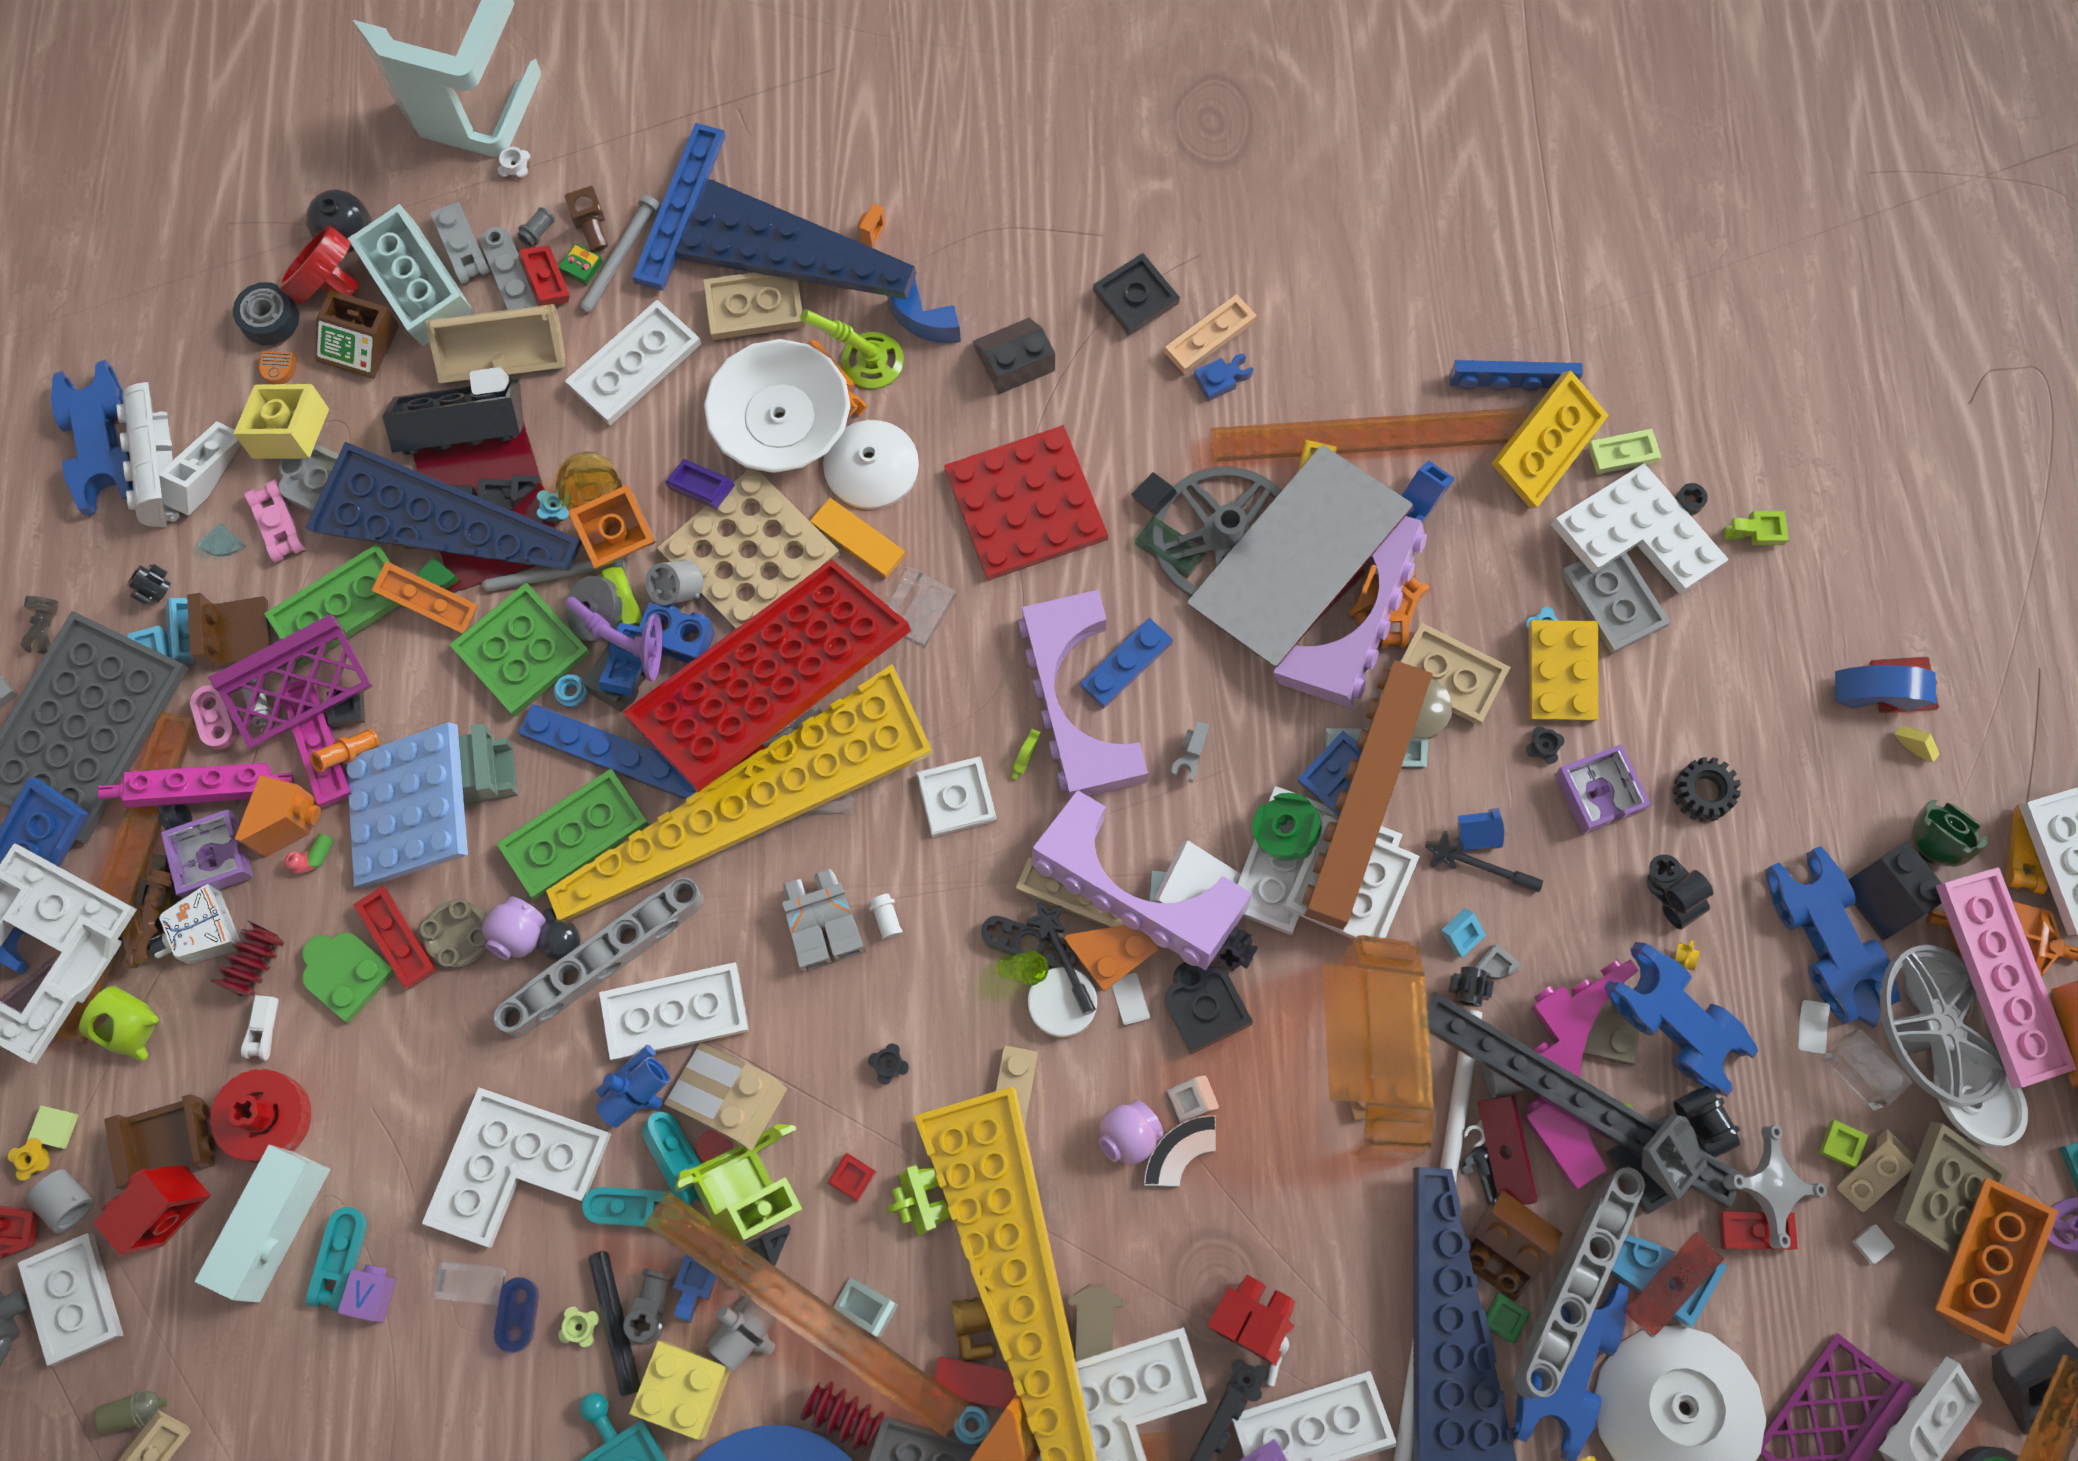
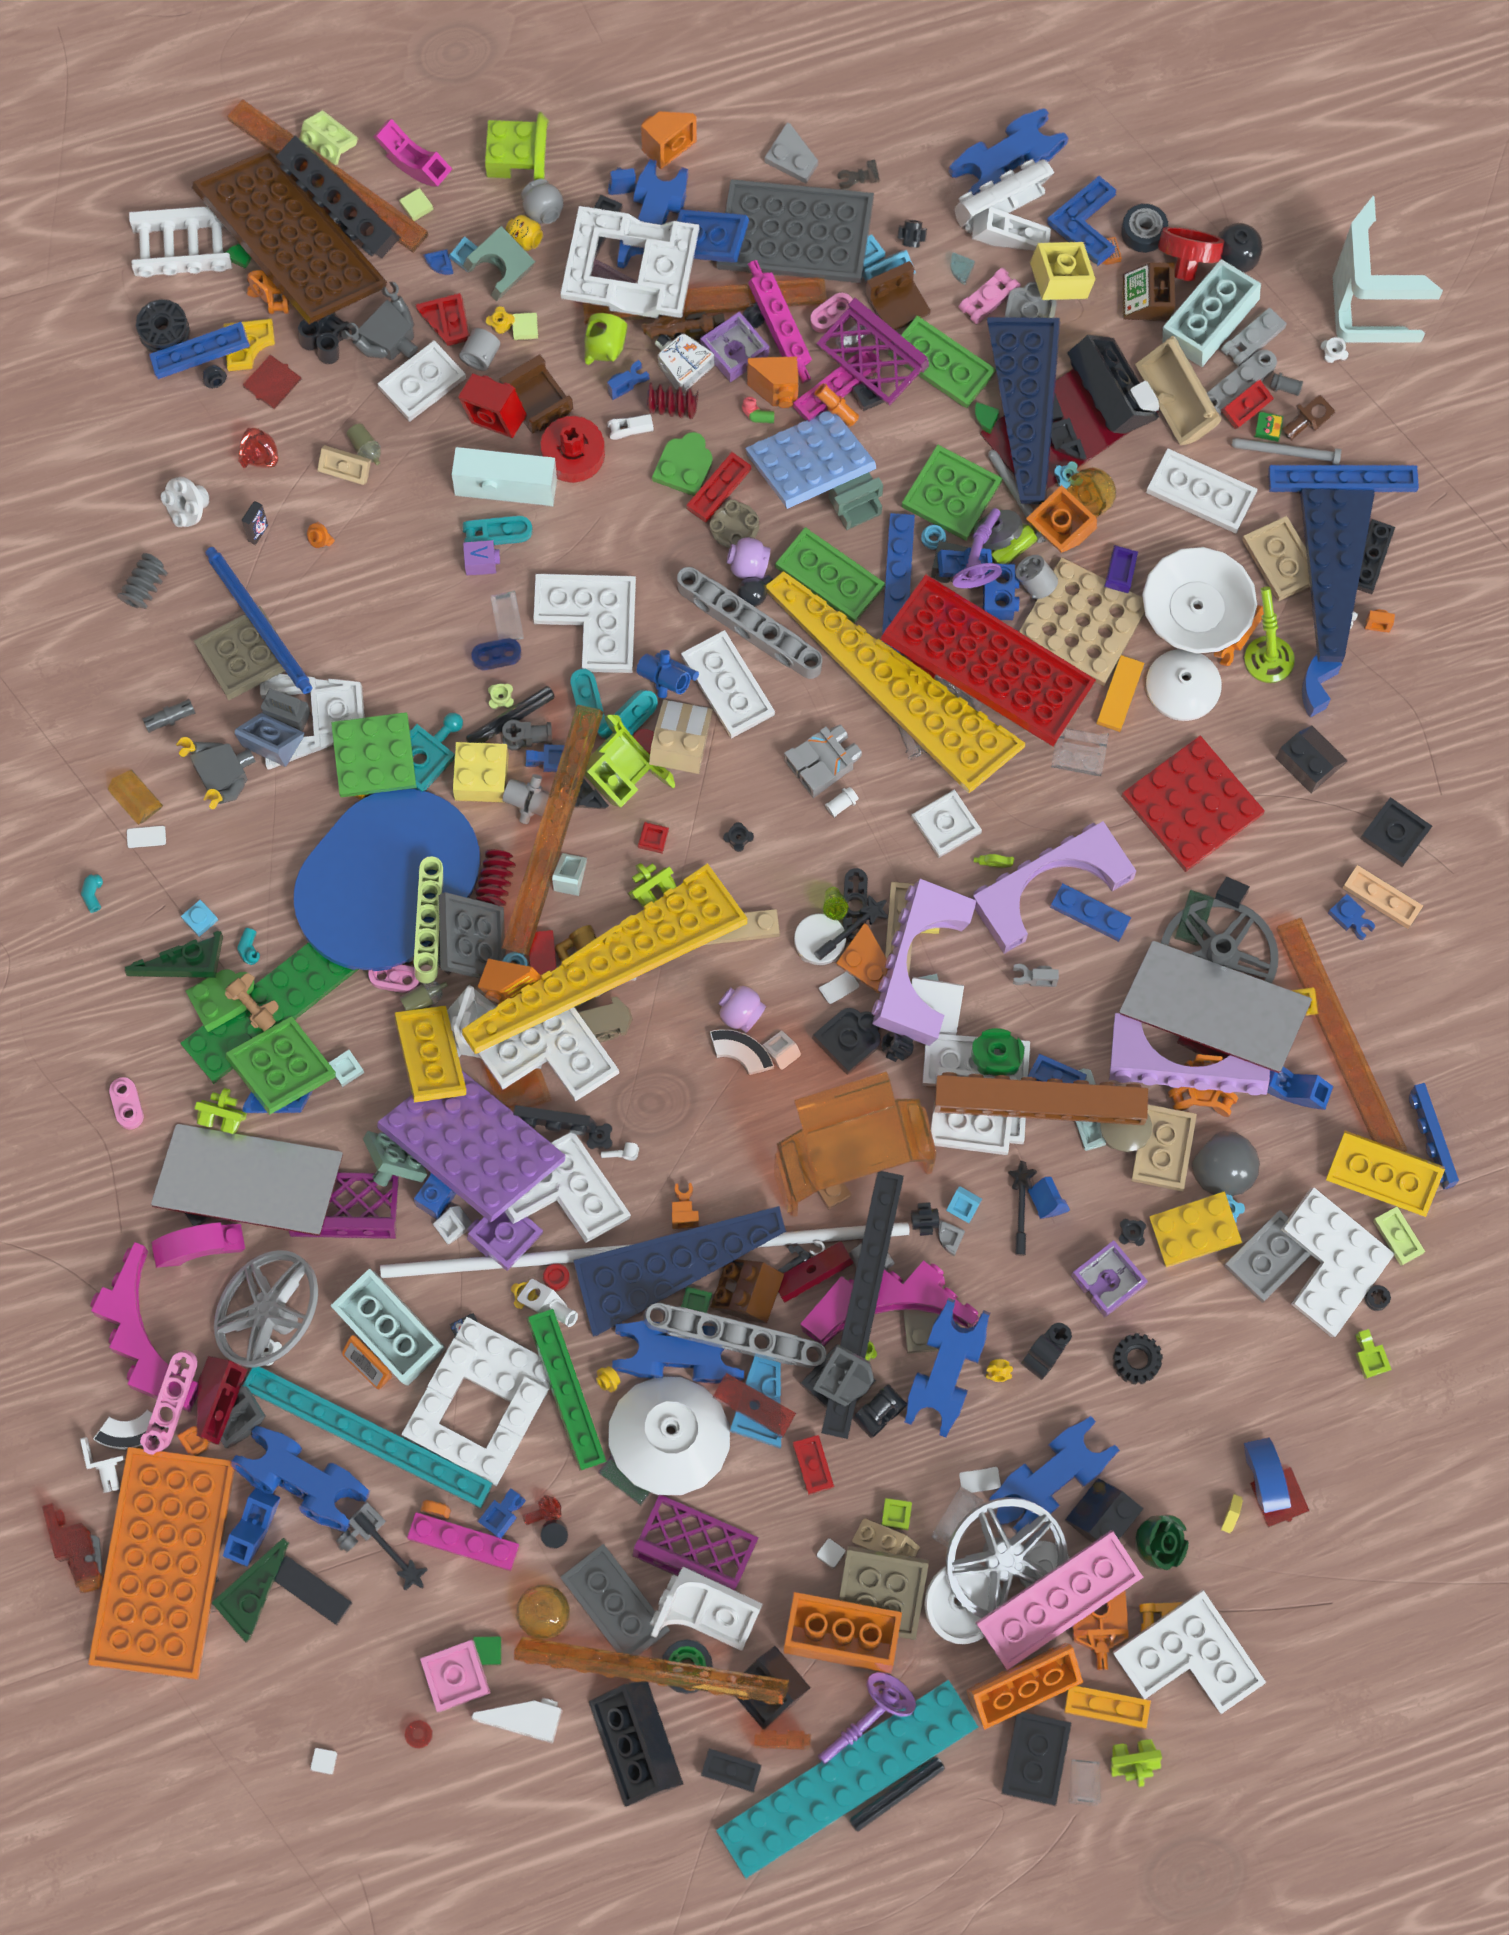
camera: 70 degrees right, 0 degrees up
(195, 1021) = (622, 383): none -> blue plate
(218, 394) = (1071, 217): none -> blue plate
(424, 597) = (965, 415): orange plate -> none
(772, 193) = (1377, 543): none -> black tile
(1251, 1324) = (637, 1123): red hips -> none
(1382, 1298) = (682, 1212): none -> orange piece
(1489, 609) = (1226, 1164): none -> dark grey cylinder
(1775, 1186) = (847, 1465): light grey piece -> none

